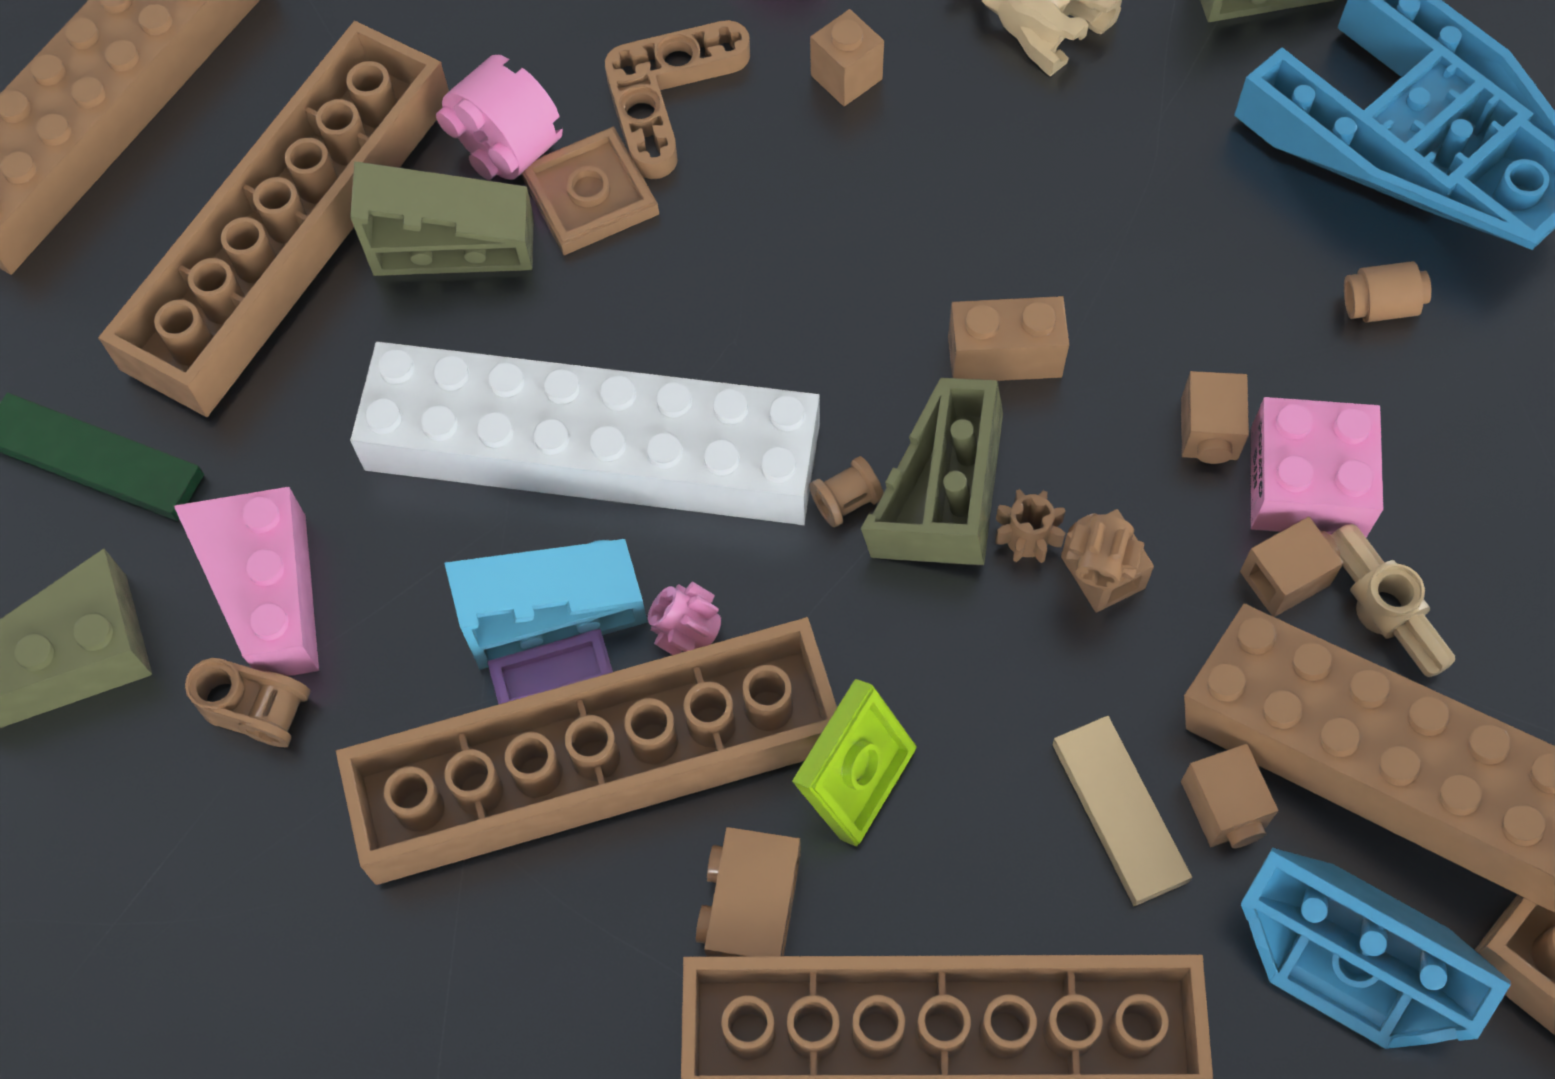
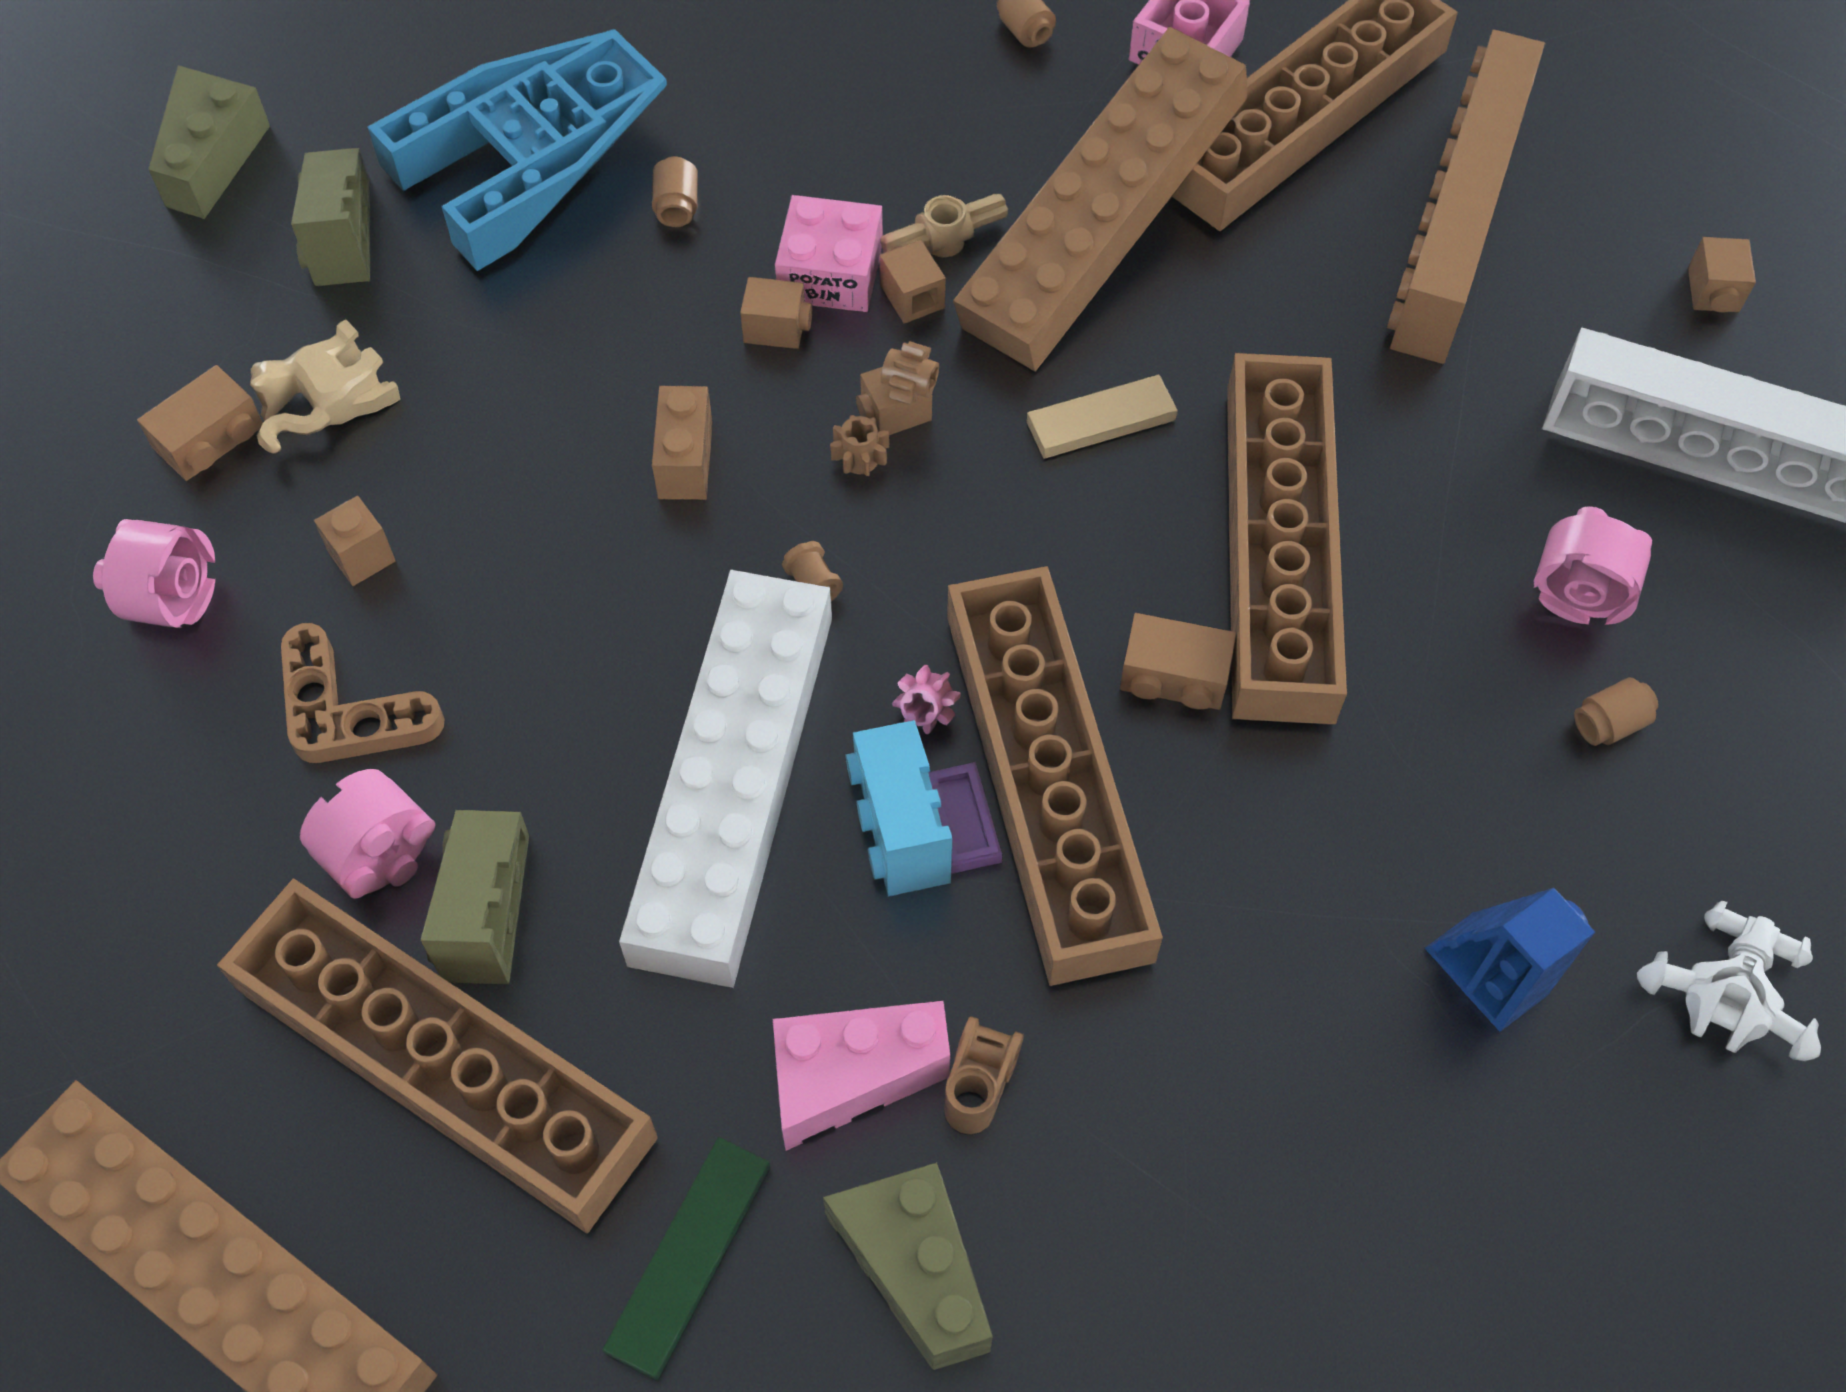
camera: 90 degrees left, 5 degrees down
(589, 190) = (451, 771): medium nougat tile -> none
(855, 763) = (1071, 568): lime tile -> none
(945, 483) = (814, 492): olive wedge -> none
(1230, 797) = (1098, 342): medium nougat brick -> none
(1367, 955) = (1226, 270): dark azure wedge -> none

